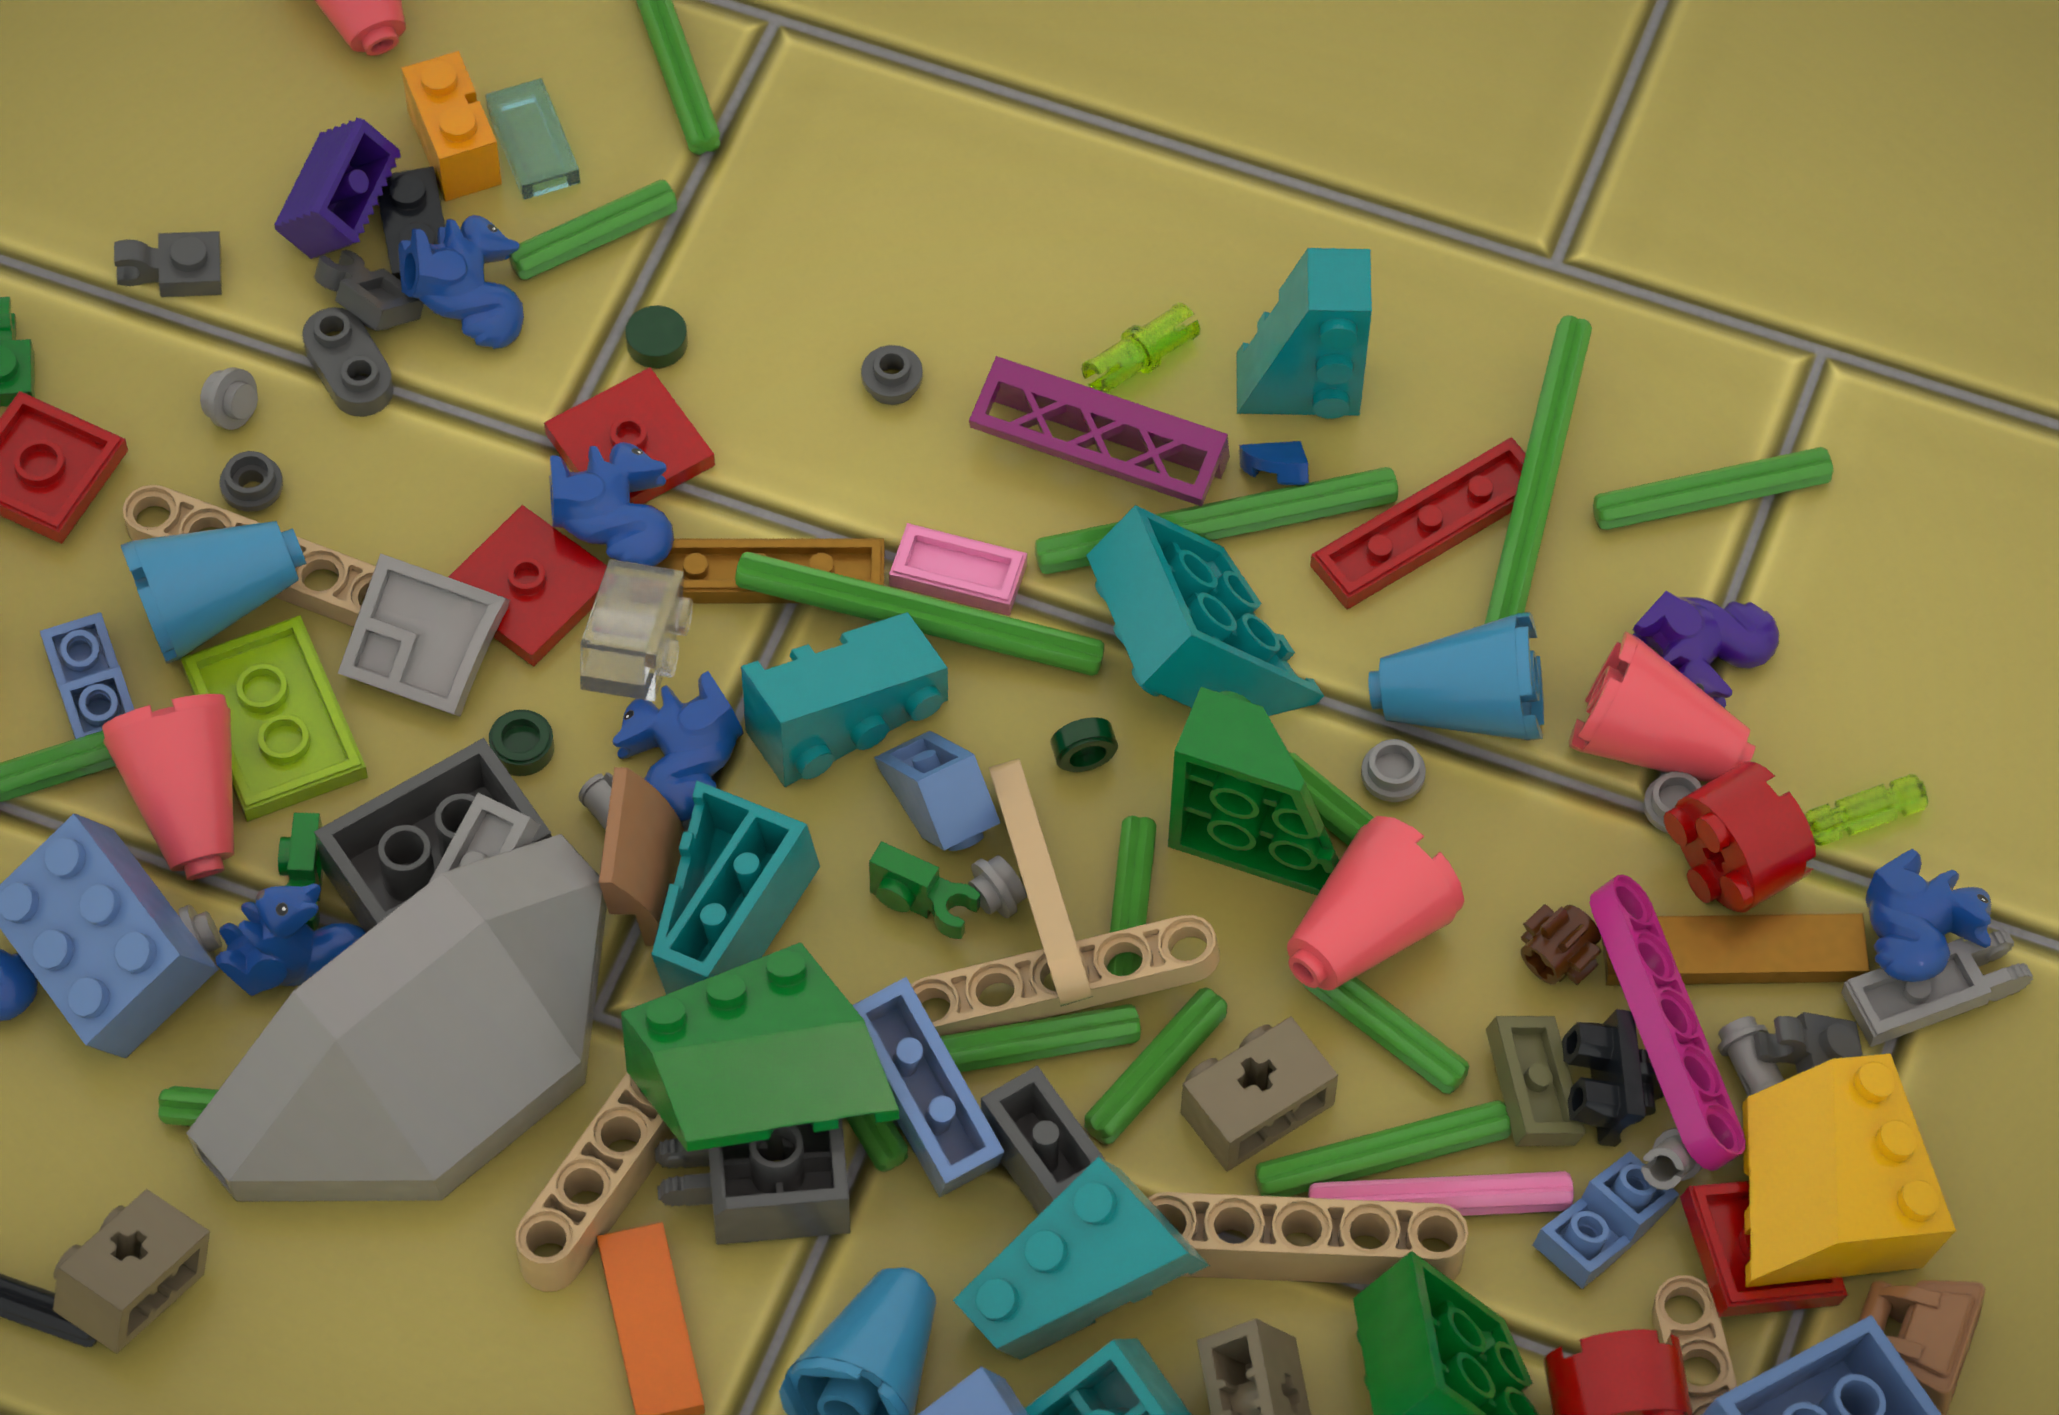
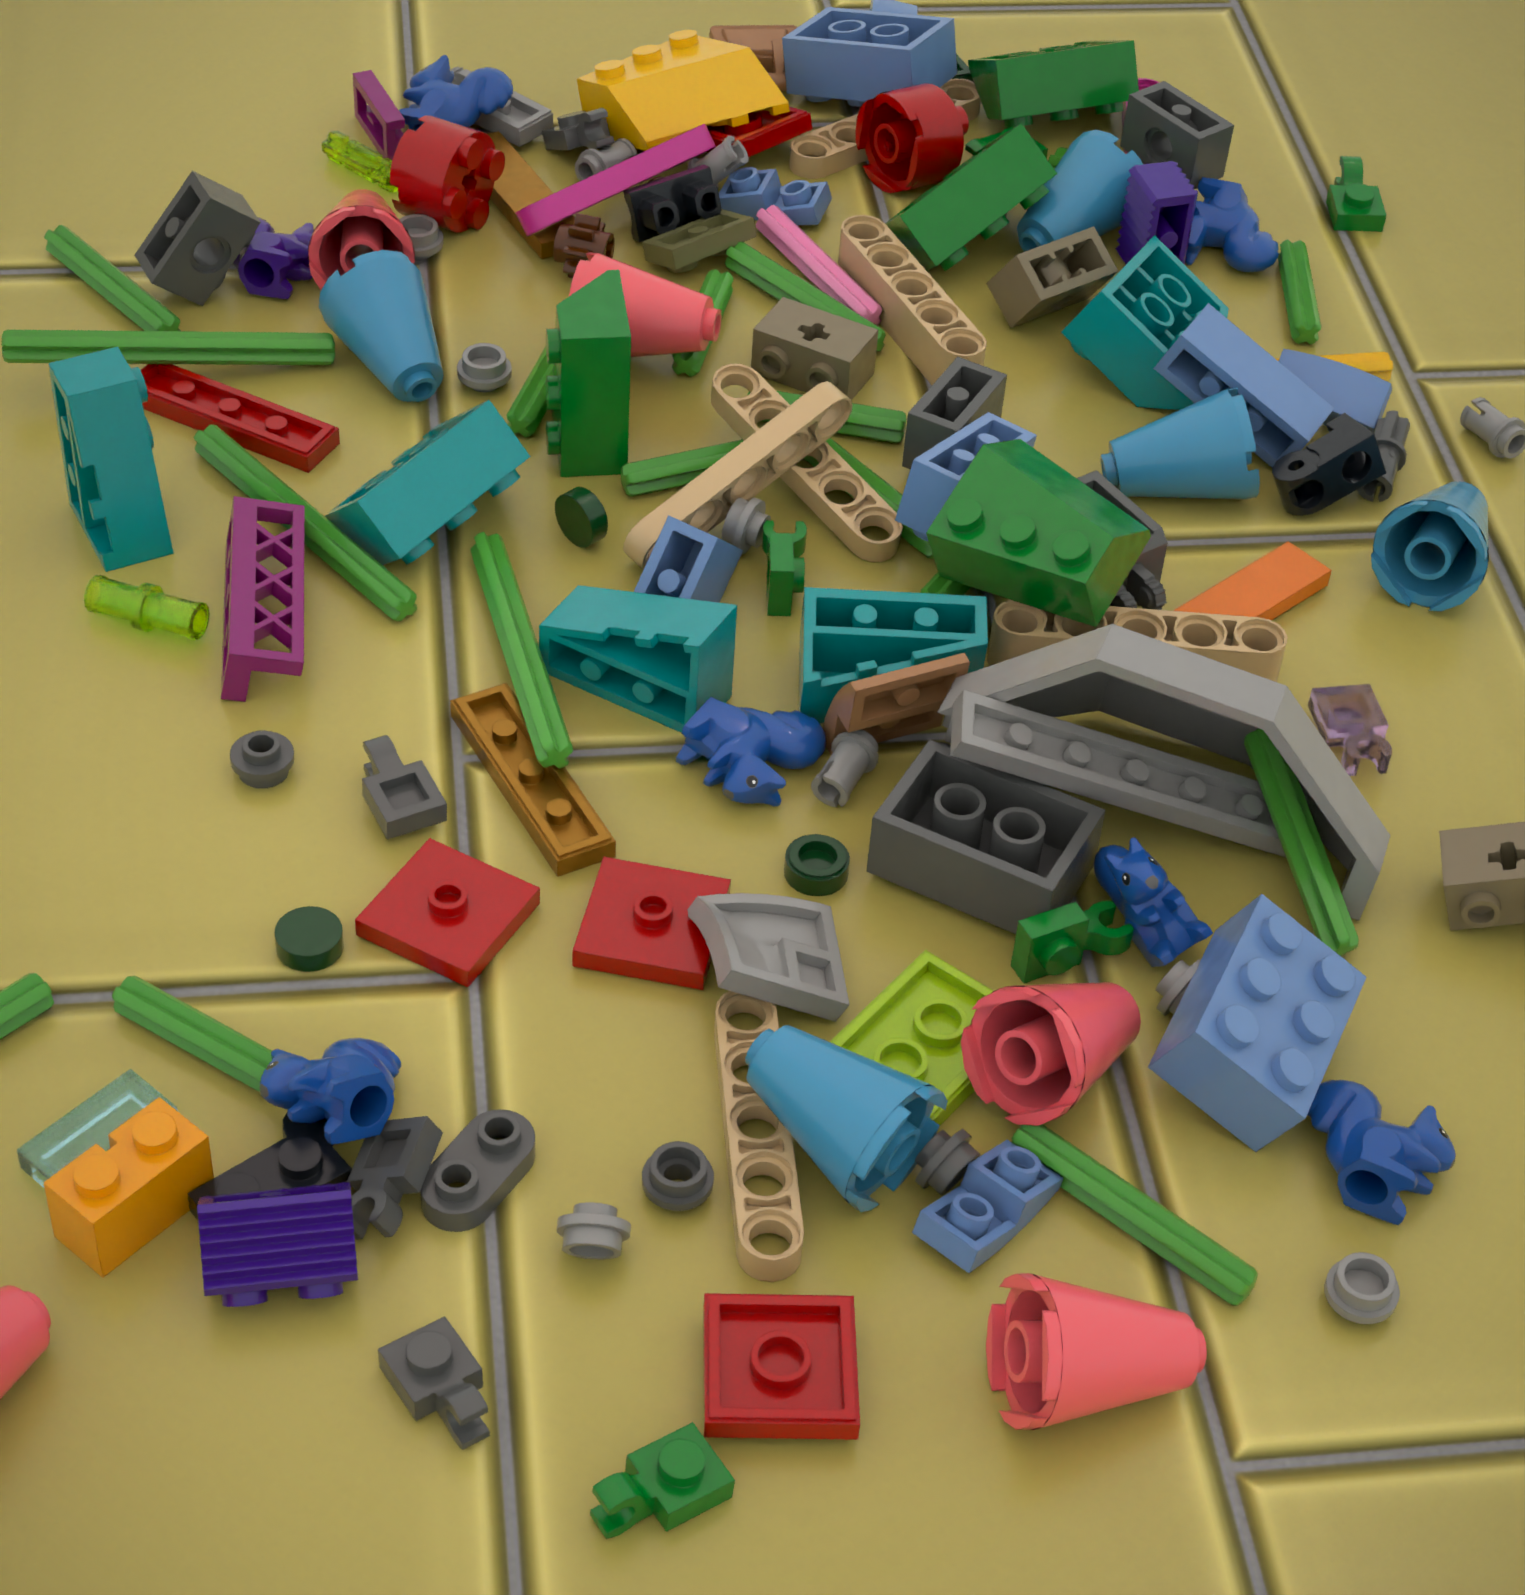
camera: 120 degrees left, 15 degrees down
(140, 662) = (945, 1160): none -> dark grey plate
(418, 1293) = (1354, 720): none -> plate
(598, 506) = (551, 871): blue animal -> none
(634, 630) = (670, 800): clear brick -> none
(779, 451) = (399, 794): none -> dark grey plate
(958, 569) = (446, 654): bright pink tile -> none
(1077, 1262) = (1048, 362): teal wedge -> none
(1281, 458) = (217, 492): blue tile -> none
(1694, 545) = (197, 239): none -> dark grey brick
(1944, 846) = (380, 117): none -> tile

